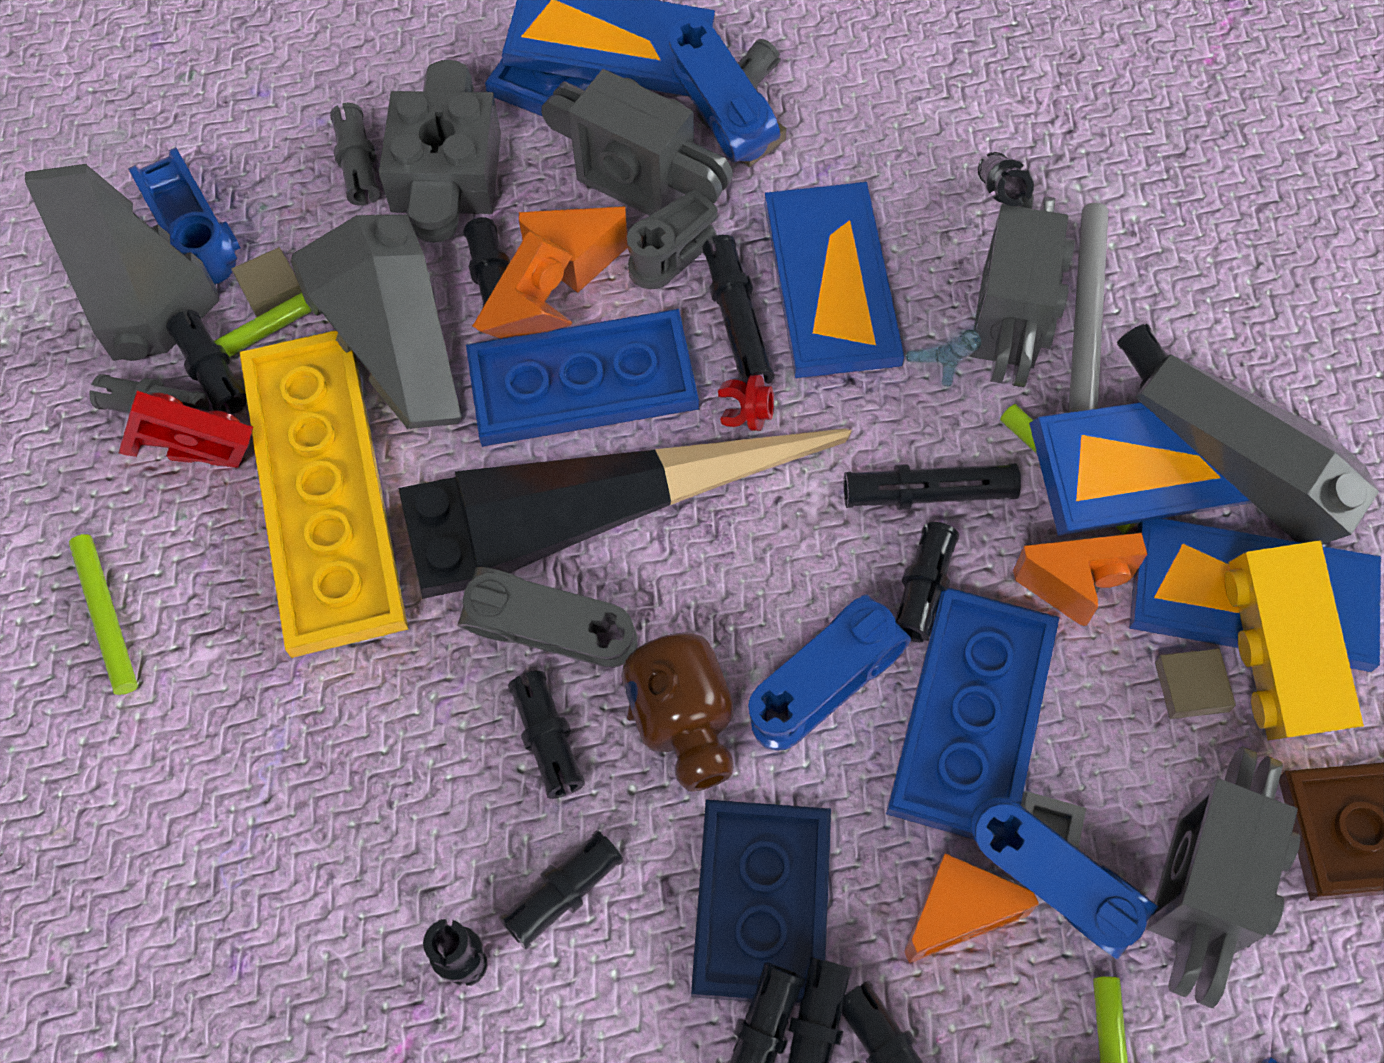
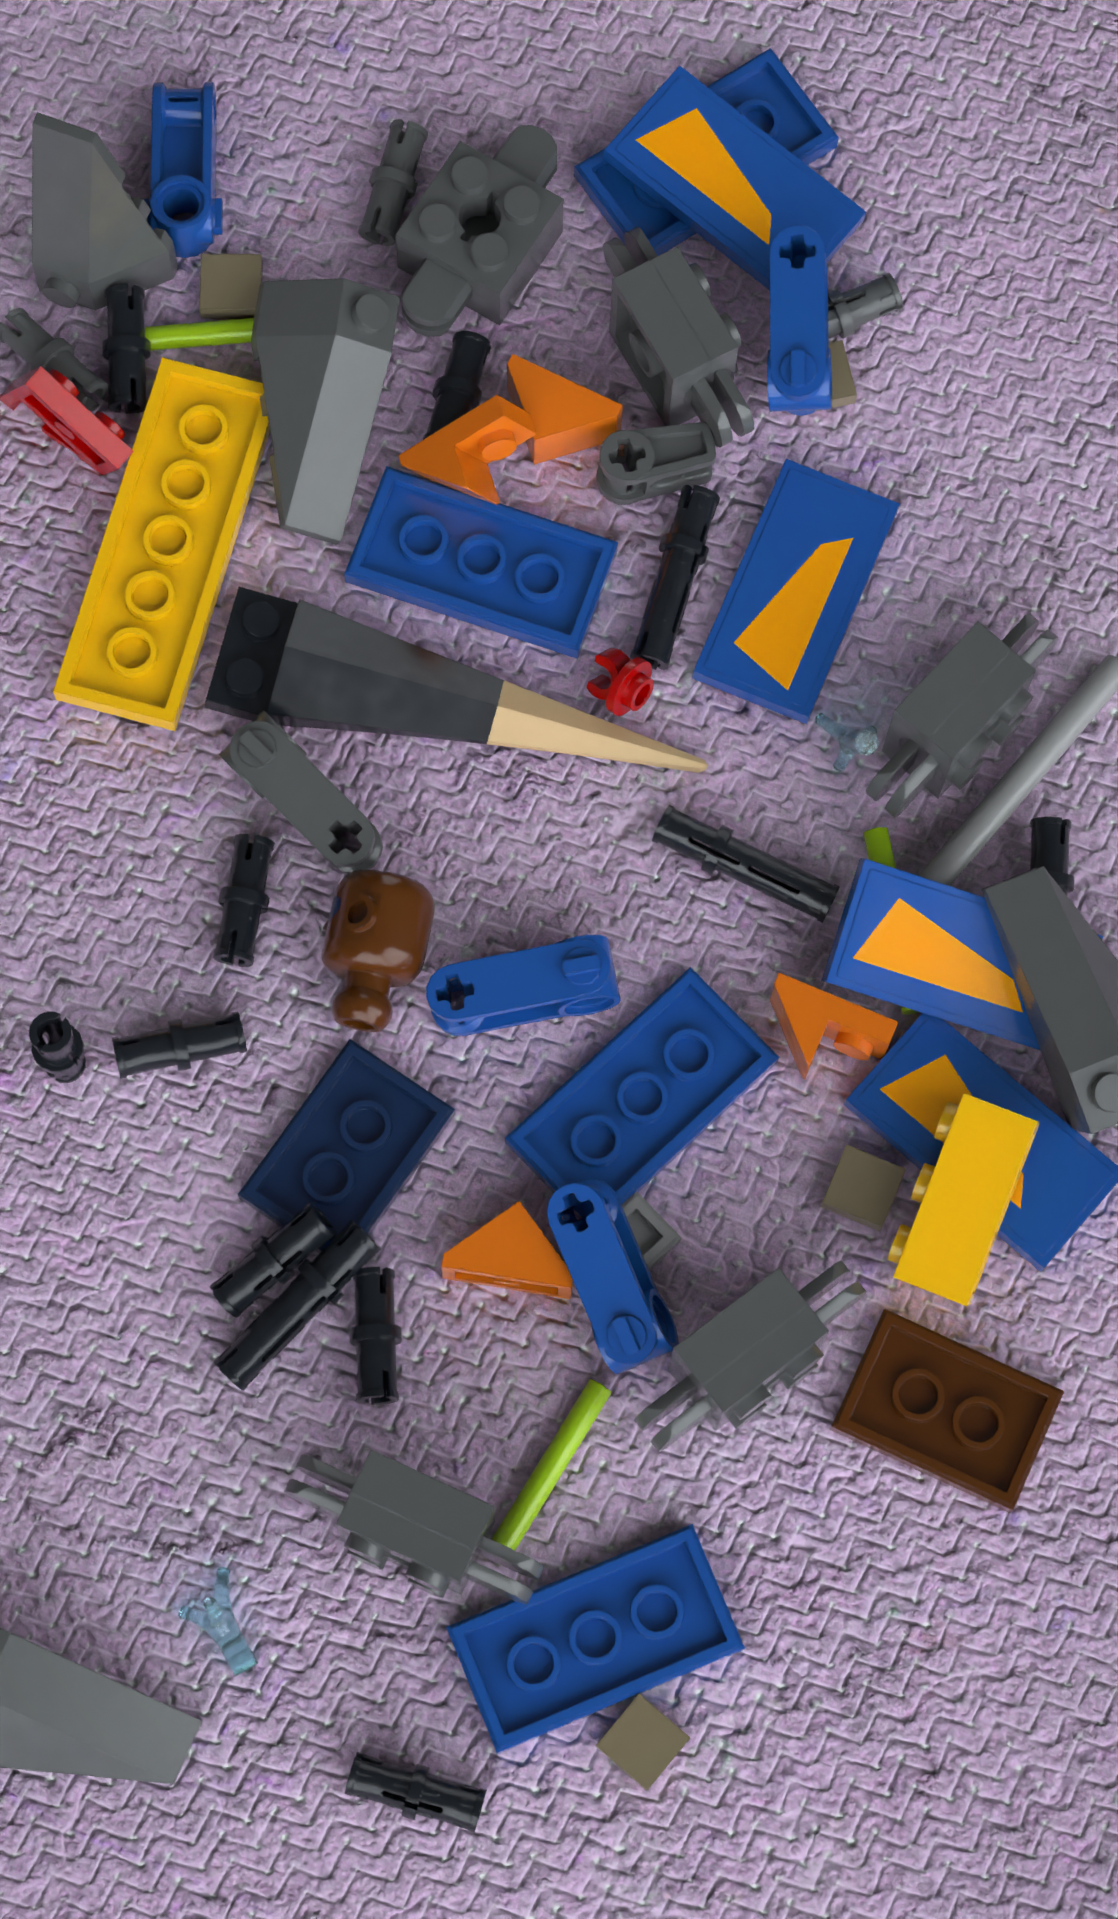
camera: 25 degrees right, 10 degrees up
(926, 580) = (678, 953): black pin -> none
(1005, 178) = (1017, 590): black pin -> none

